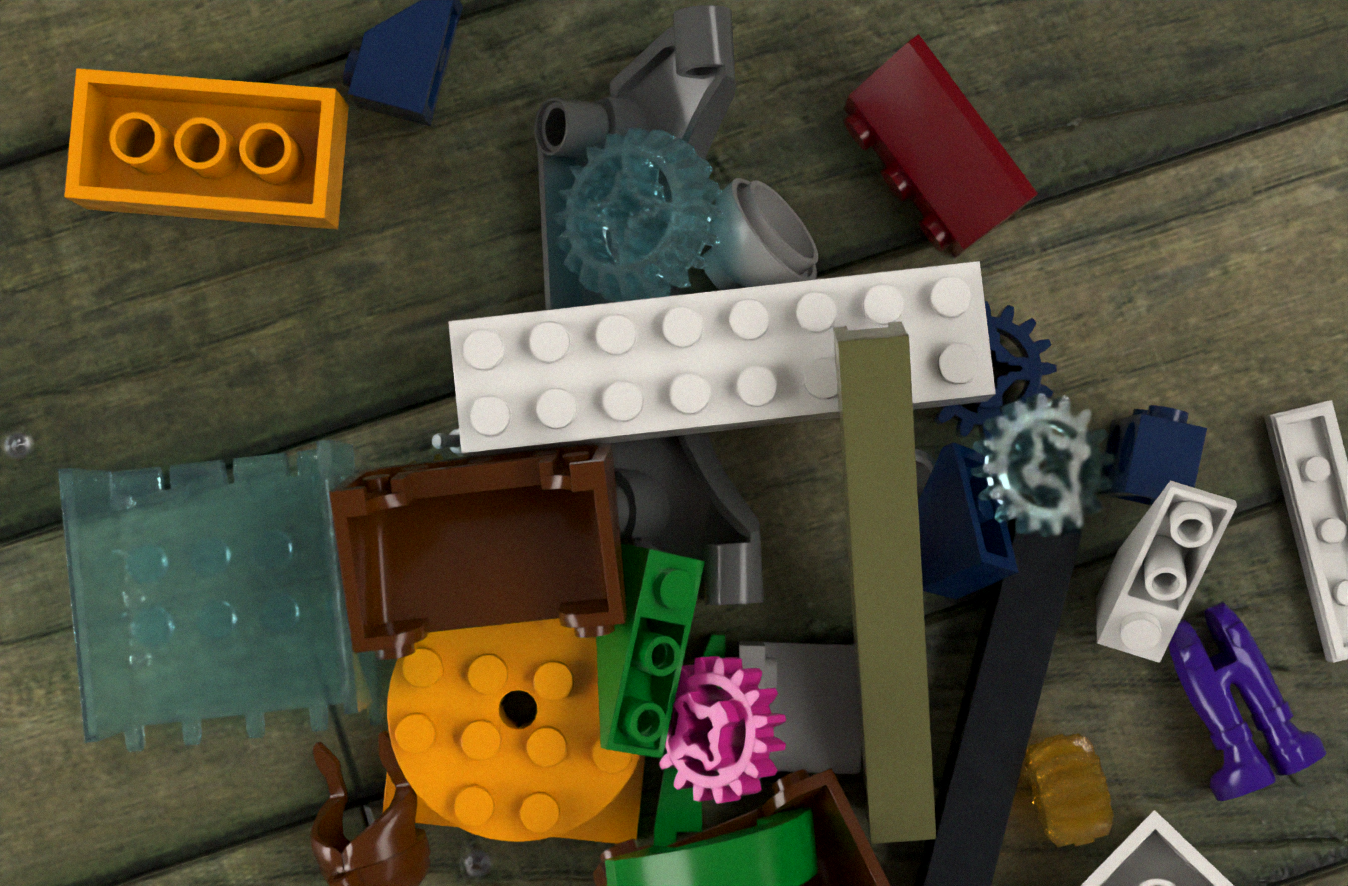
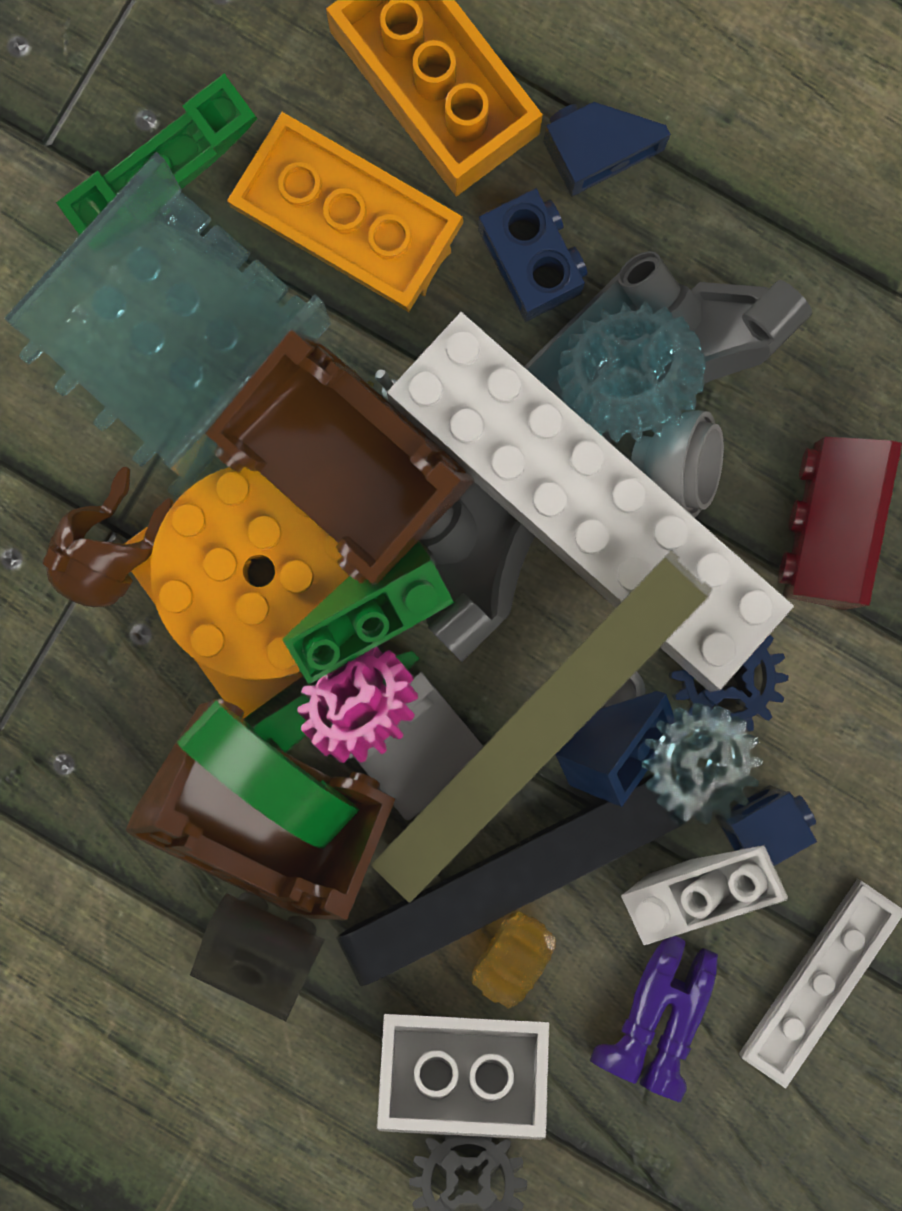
camera: 45 degrees right, 0 degrees up
(75, 433) = (189, 146): none -> green slope
(263, 341) = (346, 212): none -> light orange piece
(446, 223) = (520, 259): none -> dark blue brick

